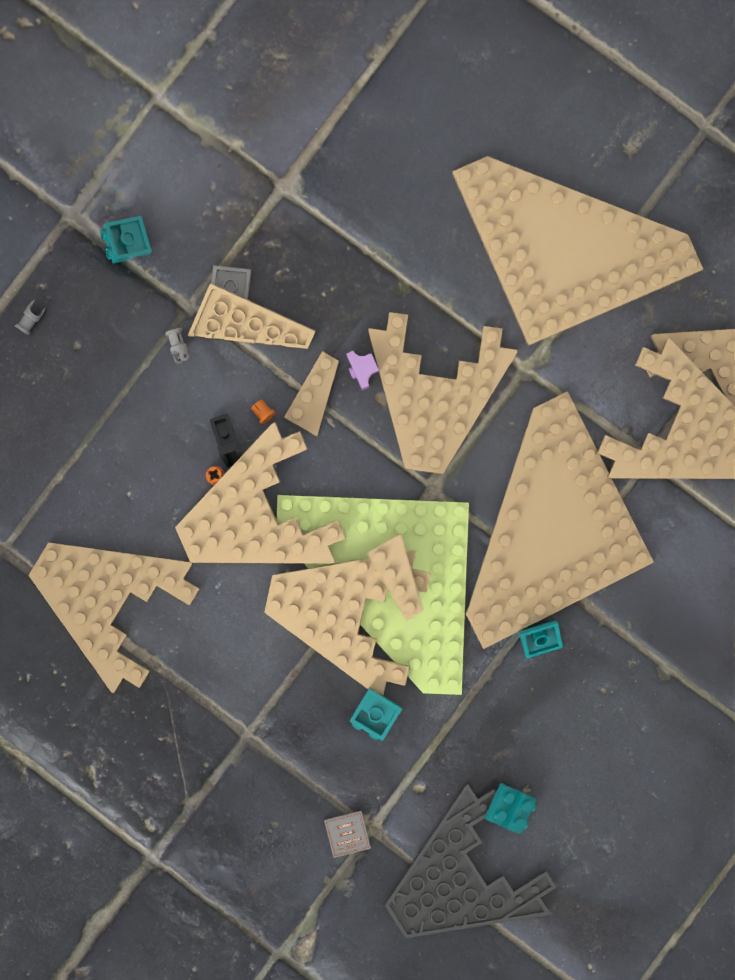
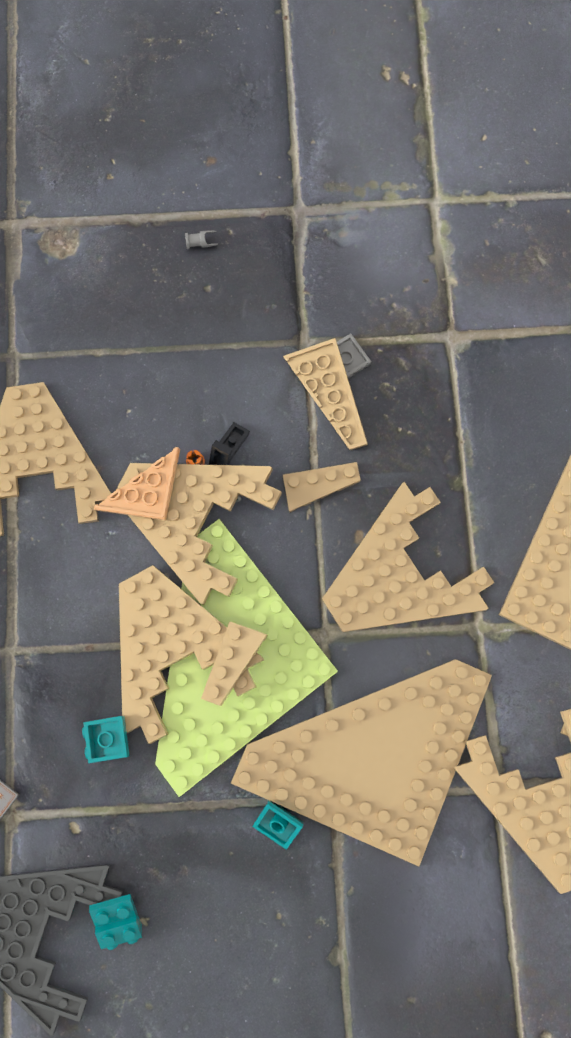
camera: 50 degrees right, 10 degrees down
(125, 239) = (314, 257): teal plate -> none
(178, 347) = (268, 356): light grey piece -> none
(212, 533) = (147, 493): none -> light nougat tile
(263, 412) = (273, 456): orange bush -> none
(362, 368) = (370, 501): lavender brick -> none

